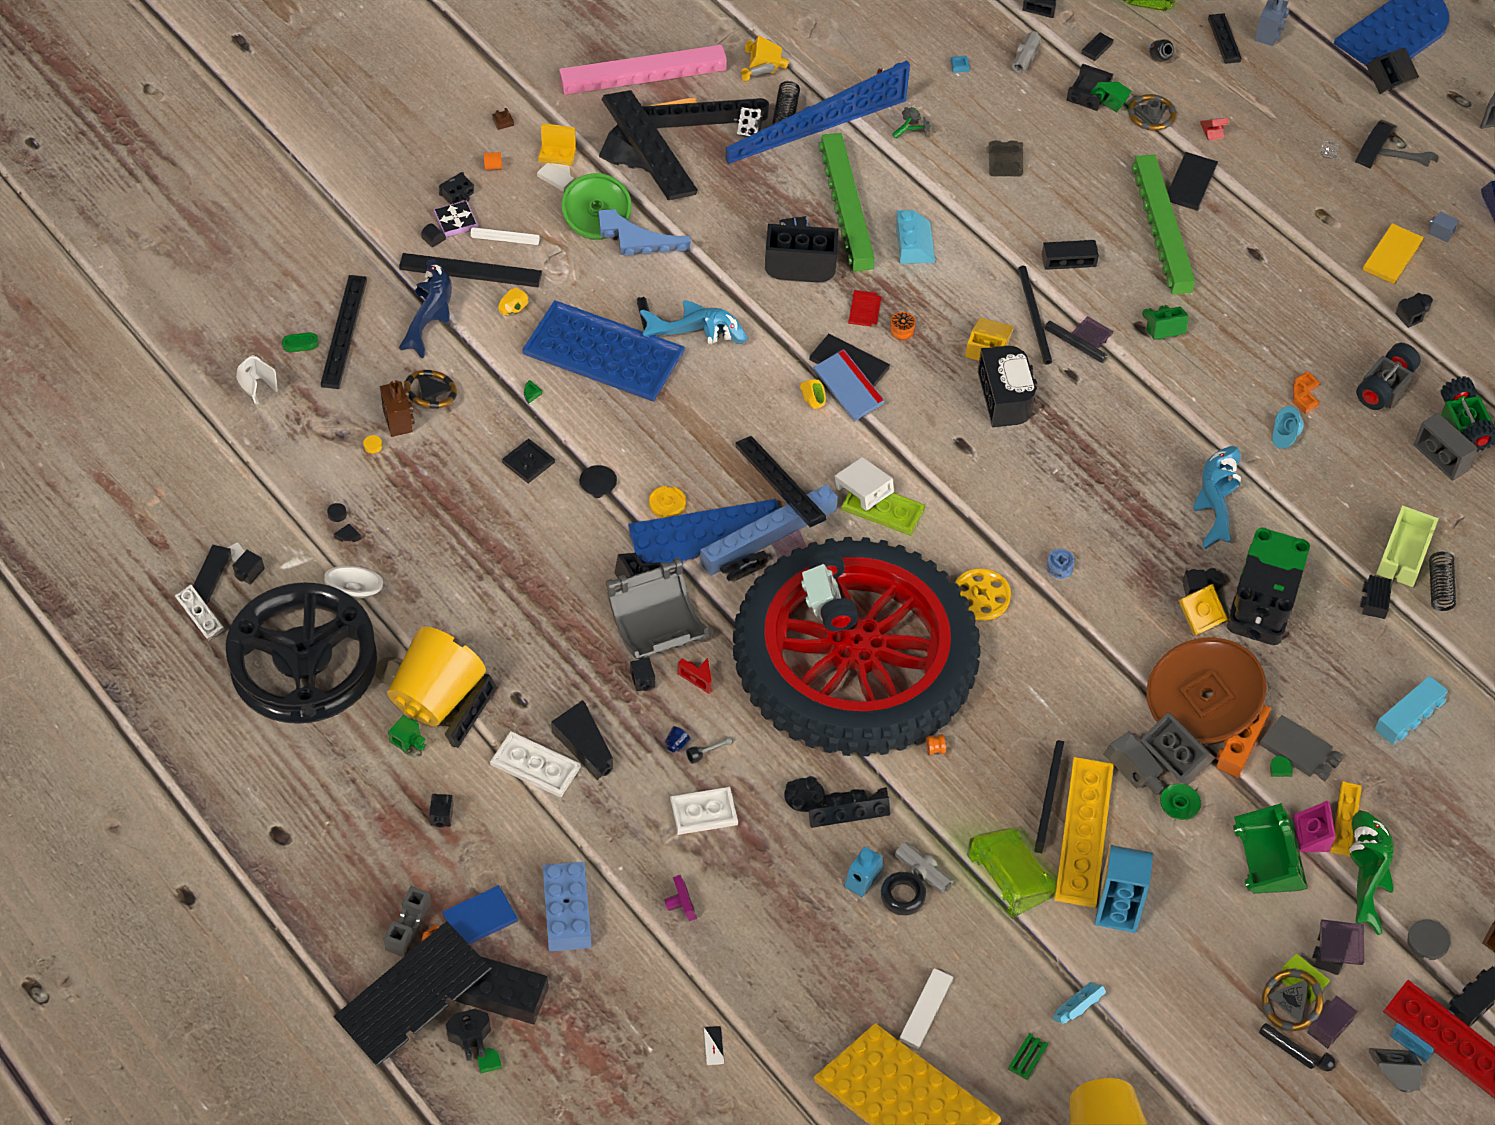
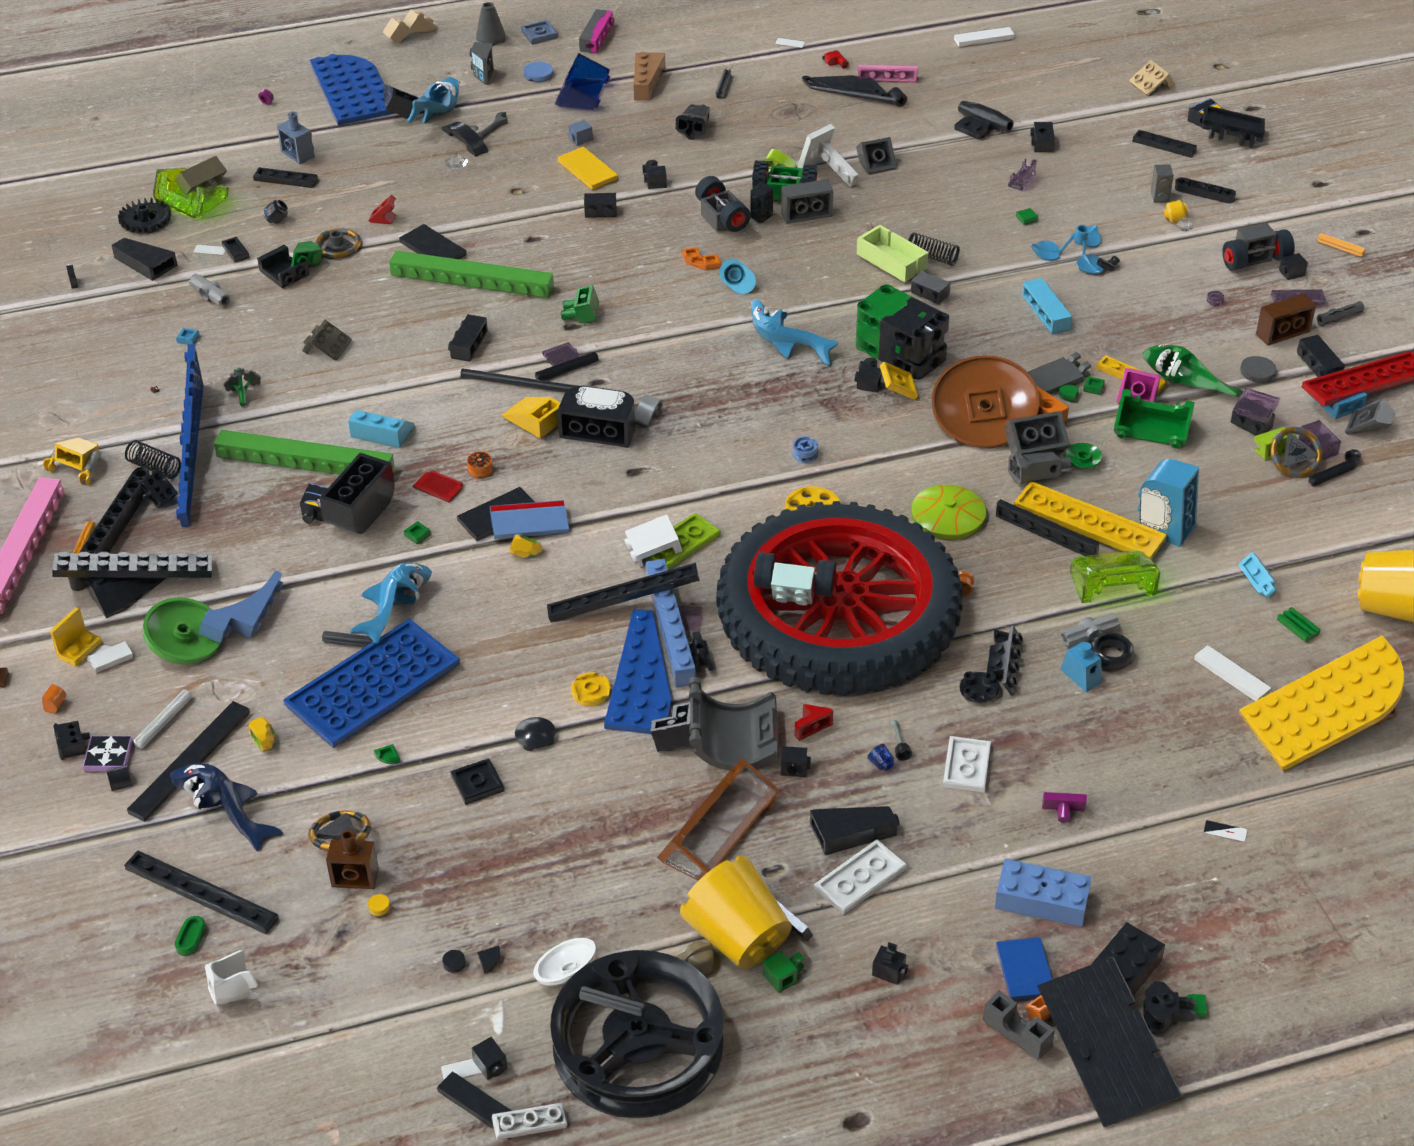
camera: 65 degrees left, 10 degrees down
(546, 641) = (720, 821): none -> clear windscreen
(796, 315) = (417, 532): none -> green tile
(1036, 707) = (949, 512): none -> lime dish
(1051, 419) = (646, 408): none -> light grey panel
(1087, 29) = (209, 249): none -> white sticker
(1307, 787) = (1094, 385): none -> green tile
(1334, 282) = (600, 205): none -> black brick
(1412, 98) = (438, 98): none -> dark azure piece
(1417, 408) = (761, 202): none -> black brick

